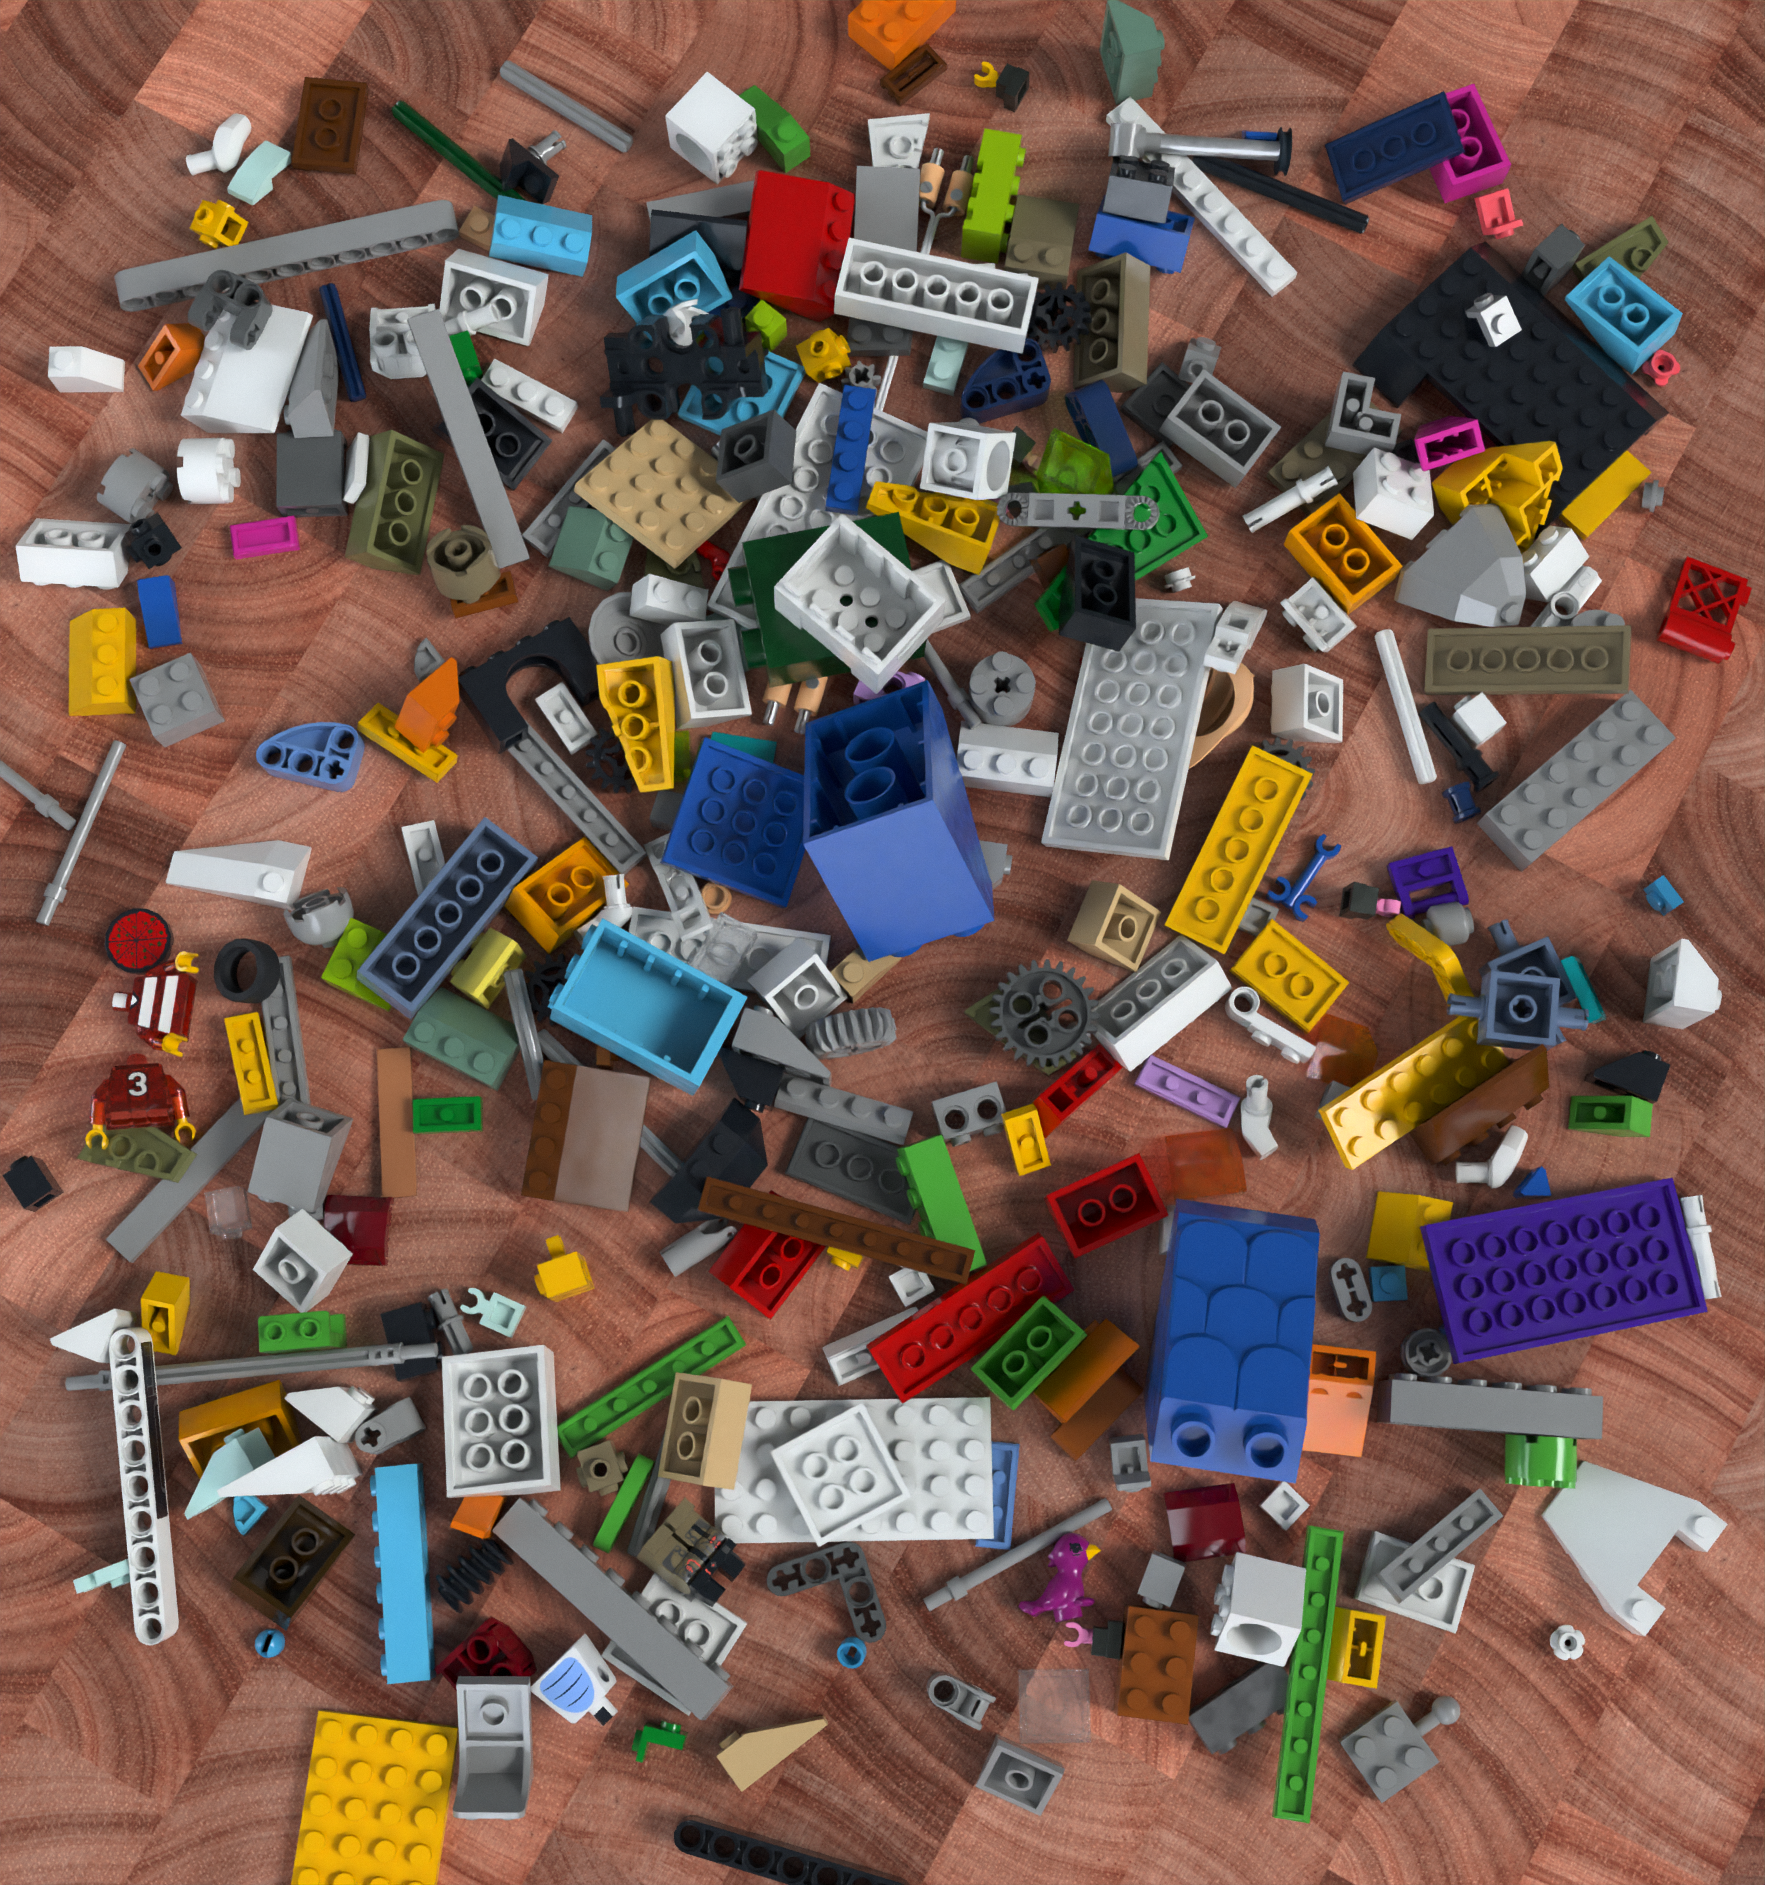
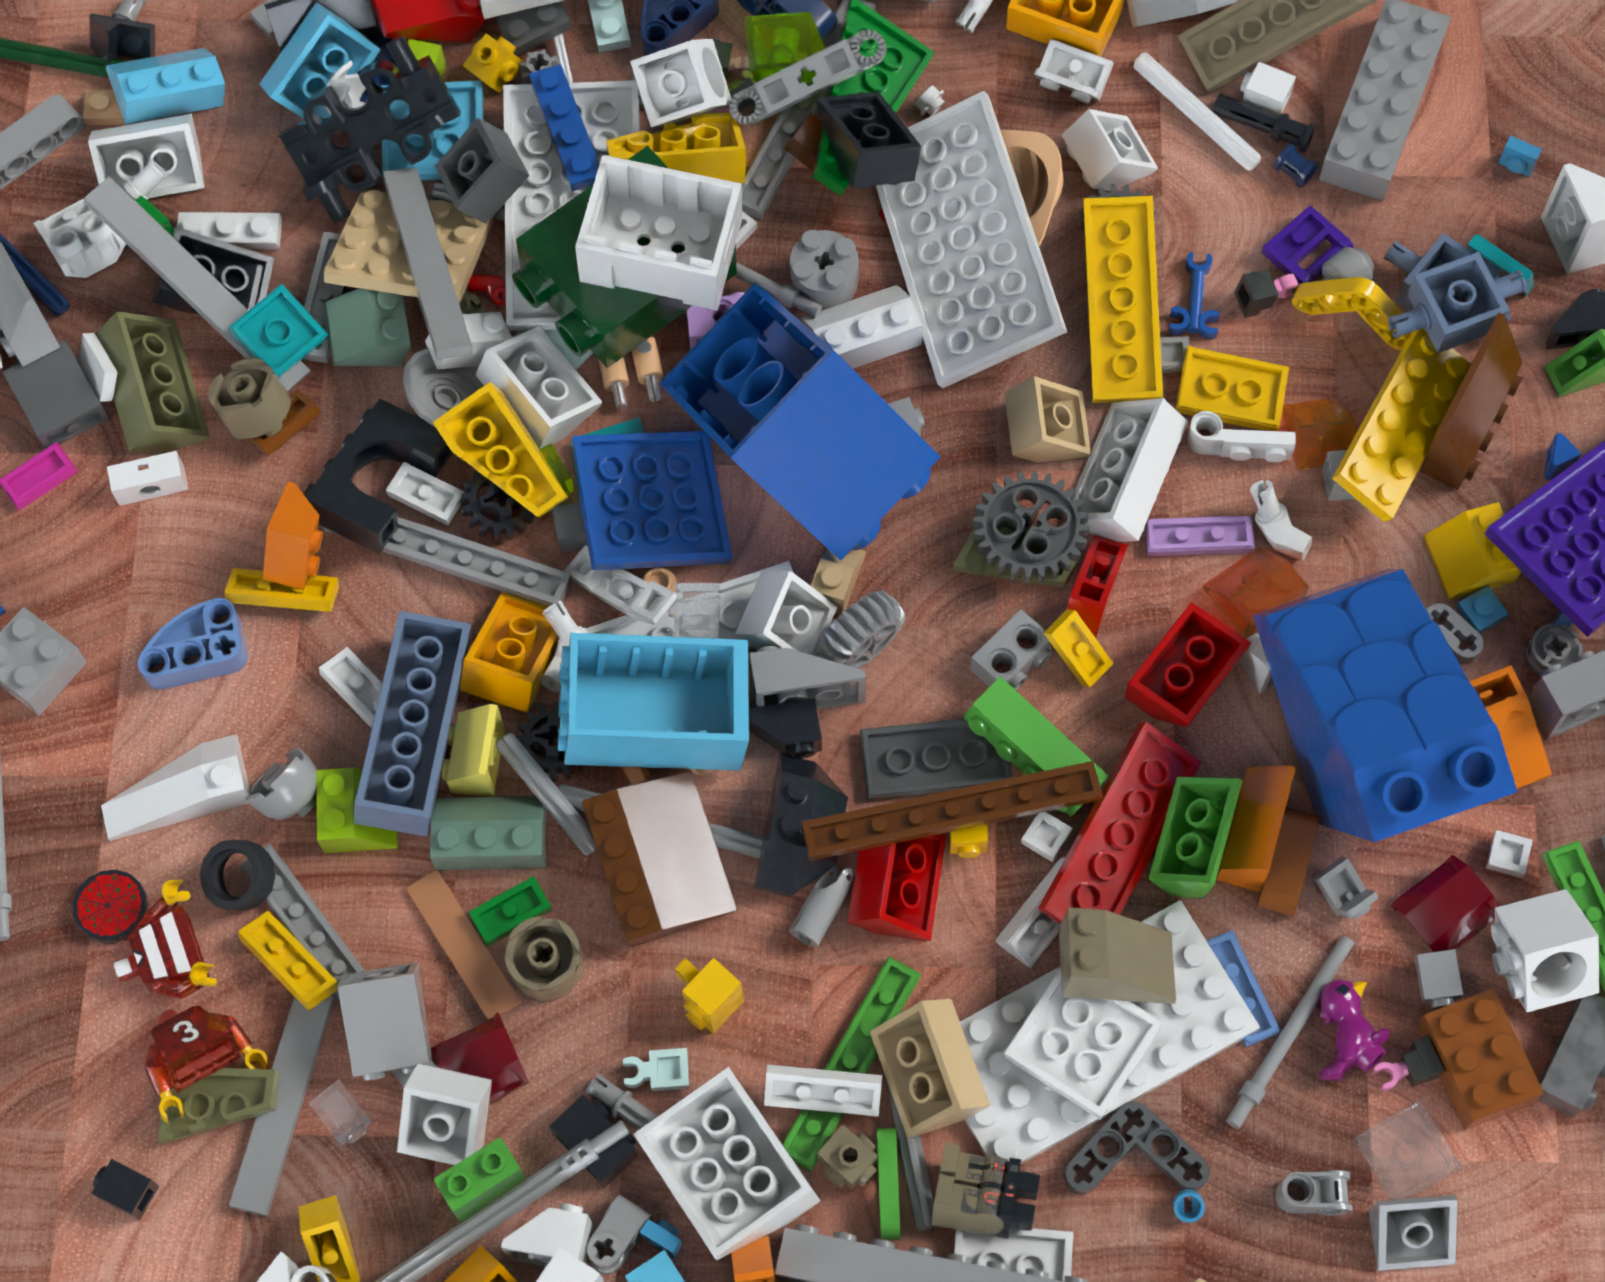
camera: 25 degrees left, 10 degrees down
(360, 591) = (163, 477): none -> white piece
(424, 1449) = (662, 1237): none -> dark azure plate
(426, 660) = (259, 509): light grey tile -> none
(437, 1158) = (554, 940): none -> dark tan brick
(516, 514) = (278, 331): none -> teal tile
(611, 1401) = (823, 1090): none -> white plate
(663, 521) = (427, 264): none -> light grey tile
(843, 1109) = (891, 711): light grey plate -> none
(903, 1424) = (1115, 958): none -> dark tan slope
(1233, 636) = (1013, 115): white slope -> none
(1500, 1164) = (1518, 456): white arm -> none

